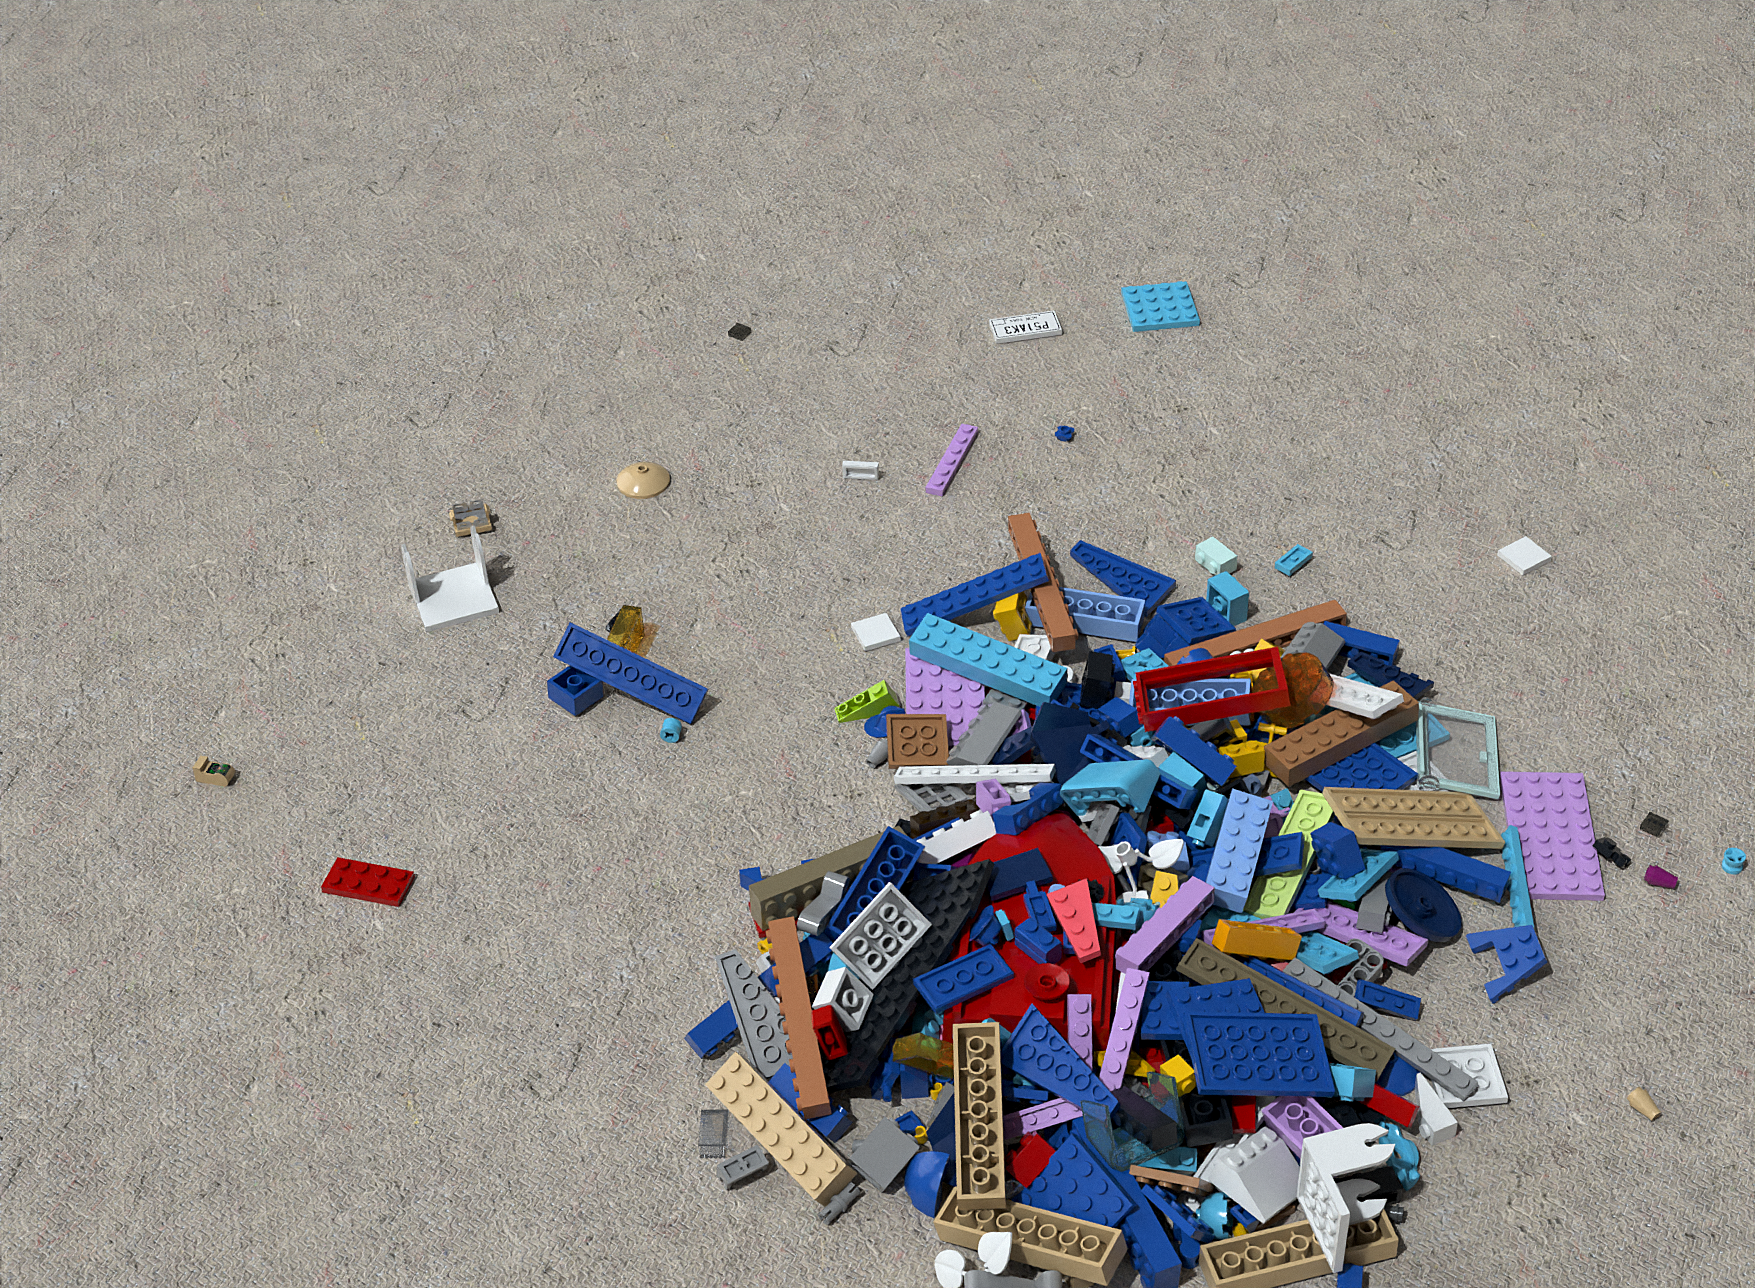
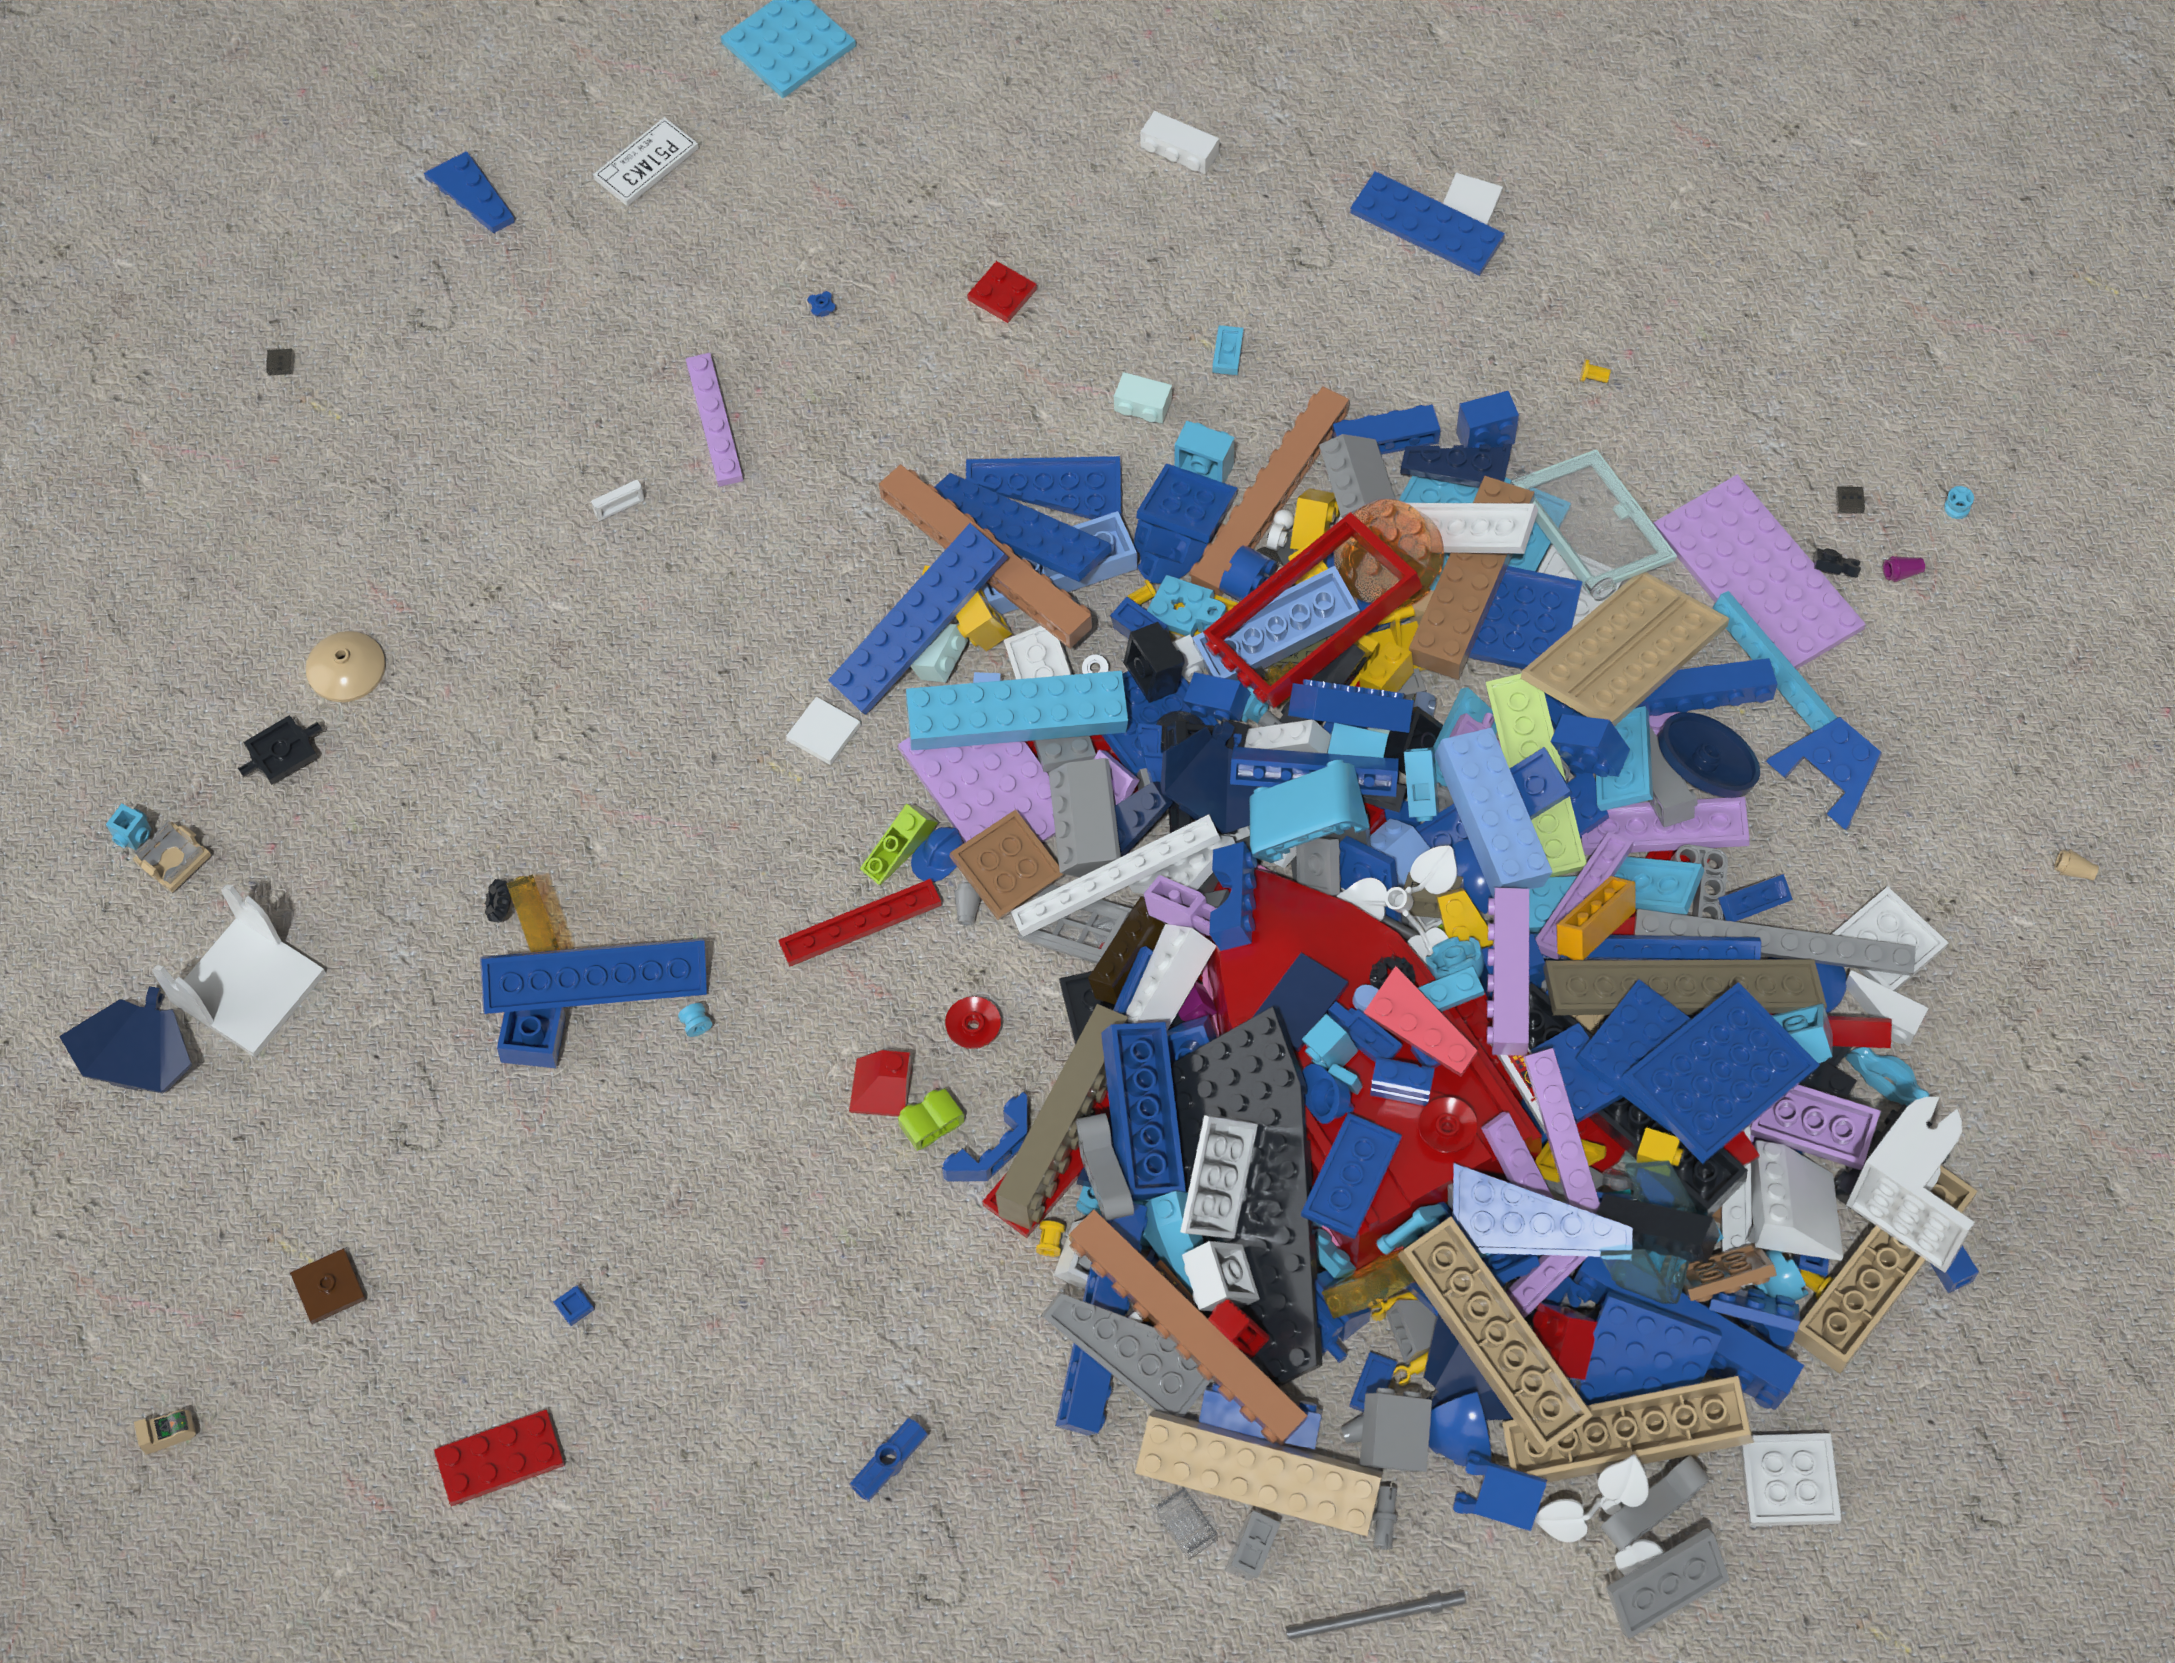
camera: 35 degrees left, 20 degrees up
(359, 753) = (327, 1286): none -> reddish brown plate
(366, 589) = (130, 1045): none -> dark blue panel
(460, 492) = (129, 827): none -> medium azure brick
(476, 832) = (573, 1305): none -> blue tile
(571, 499) = (280, 749): none -> black plate
(573, 1000) = (875, 1473): none -> blue piece
(748, 817) = (881, 1083): none -> red slope
(757, 847) = (930, 1119): none -> lime brick
(808, 732) = (859, 922): none -> red plate
(826, 1268) = (1433, 1603): none -> flat silver bar
(827, 812) = (972, 1011): none -> red dish
(914, 300) = (471, 190): none -> blue wing
(924, 1231) = (1504, 1494): none -> blue flag
(979, 620) = (940, 656): none -> light aqua brick
(1008, 897) = (1329, 1044): none -> medium azure brick
(1079, 583) = (1027, 530): none -> blue plate
(1179, 473) = (1002, 291): none -> red plate
(1355, 447) = (1179, 142): none -> white brick
(1429, 662) = (1487, 421): none -> blue brick
(1484, 554) = (1427, 223): none -> blue plate
(1528, 676) = (1594, 372): none -> yellow piece

